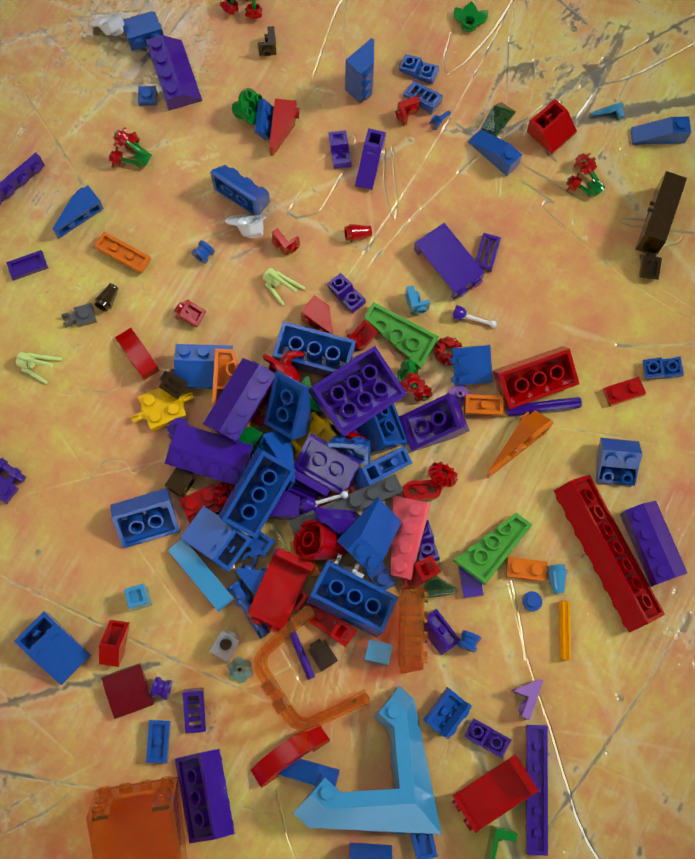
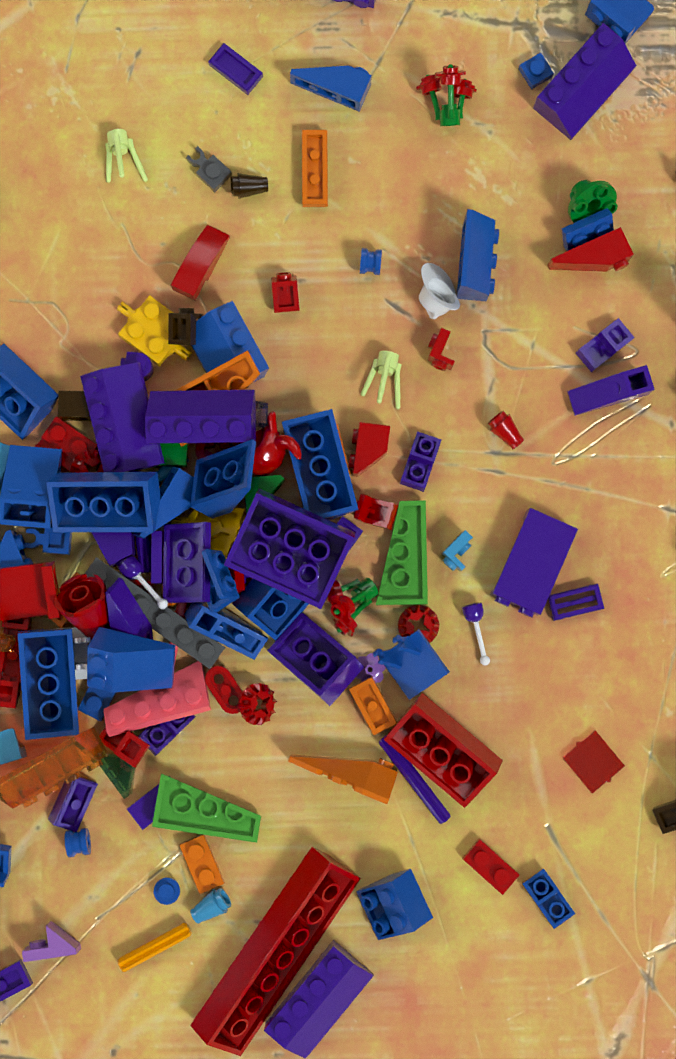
camera: 60 degrees right, 10 degrees up
(591, 296) = (593, 761): none -> clear red piece

